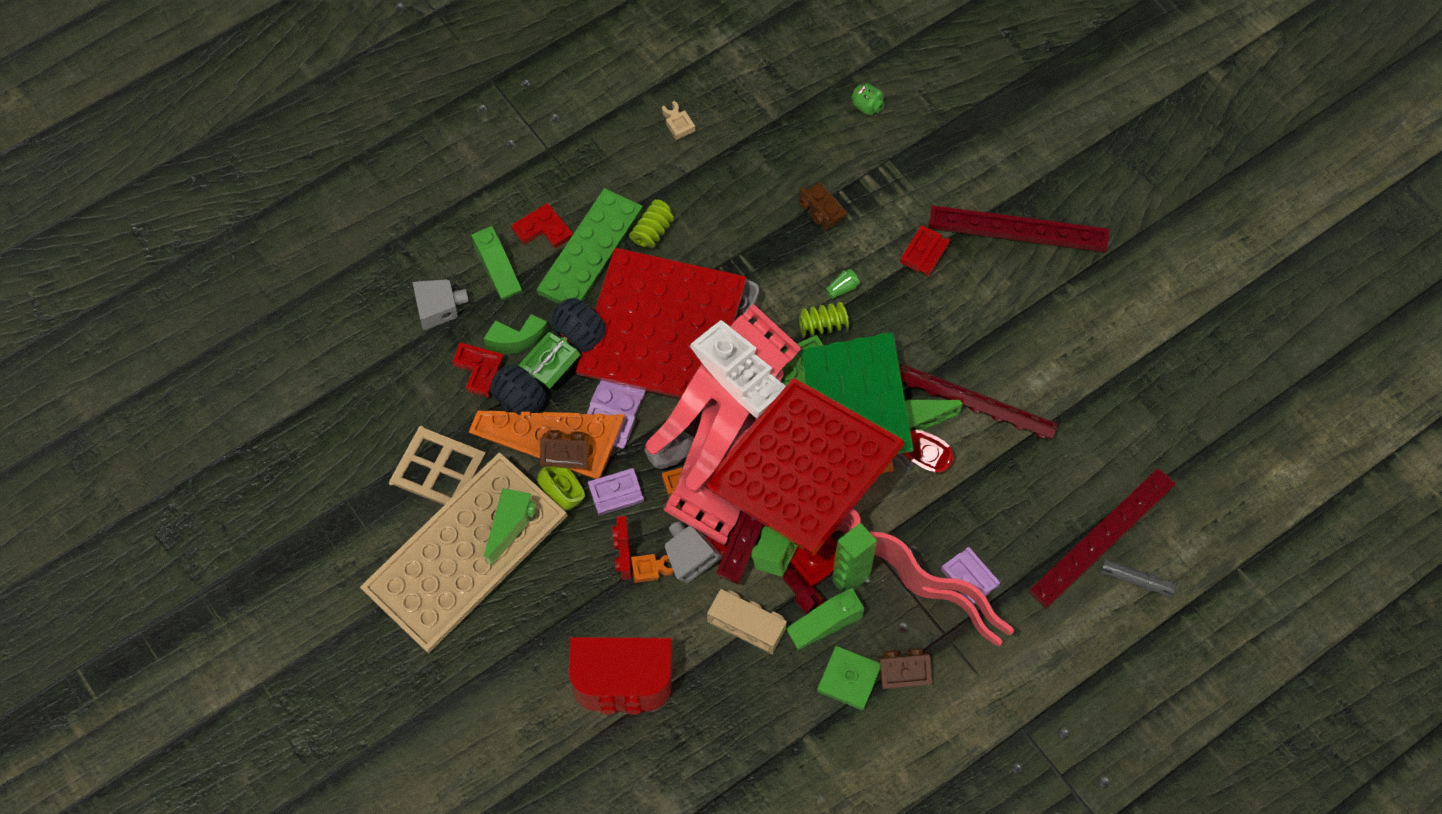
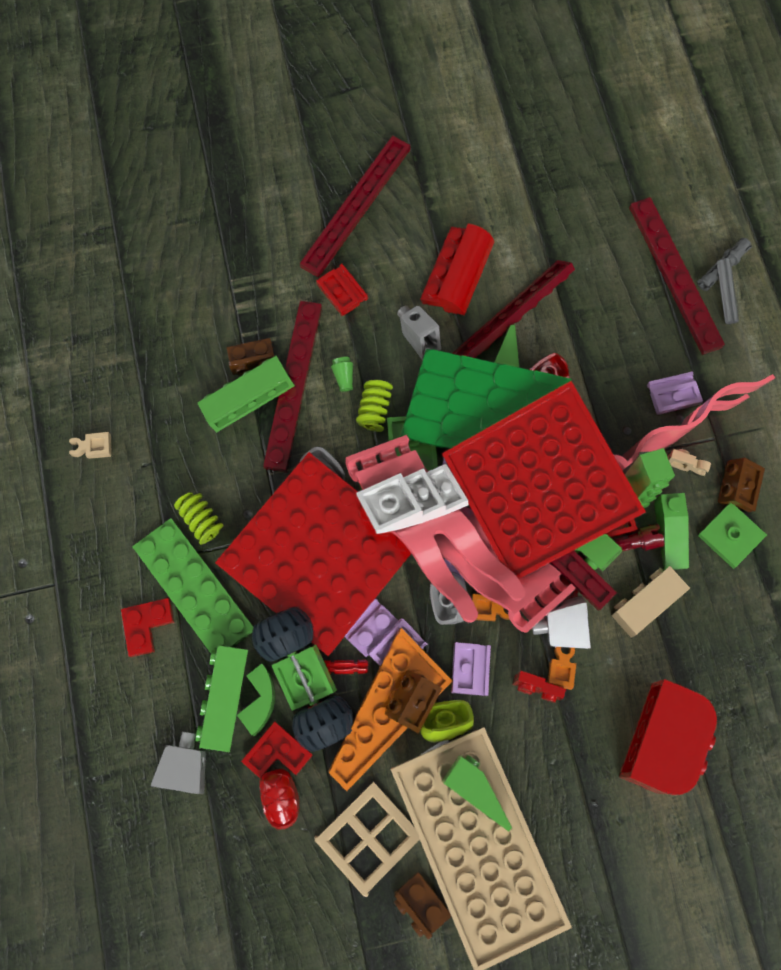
camera: 65 degrees left, 10 degrees up
(397, 526) = (422, 906): none -> reddish brown bracket
(441, 383) = (279, 798): none -> red piece
(496, 263) = (165, 688): bright green slope -> none
(505, 305) = (223, 698): none -> bright green brick
(573, 391) = (347, 666): none -> red axle
(781, 213) = (245, 394): none -> bright green brick
(813, 250) = (290, 402): none -> dark red plate
(868, 99) = (160, 267): bright green head -> none
(902, 604) = (684, 461): none -> tan plate
(919, 320) = (419, 329): none -> light grey torso
(999, 339) = (458, 269): none -> red brick
(1106, 587) = (727, 291): none -> dark grey axle

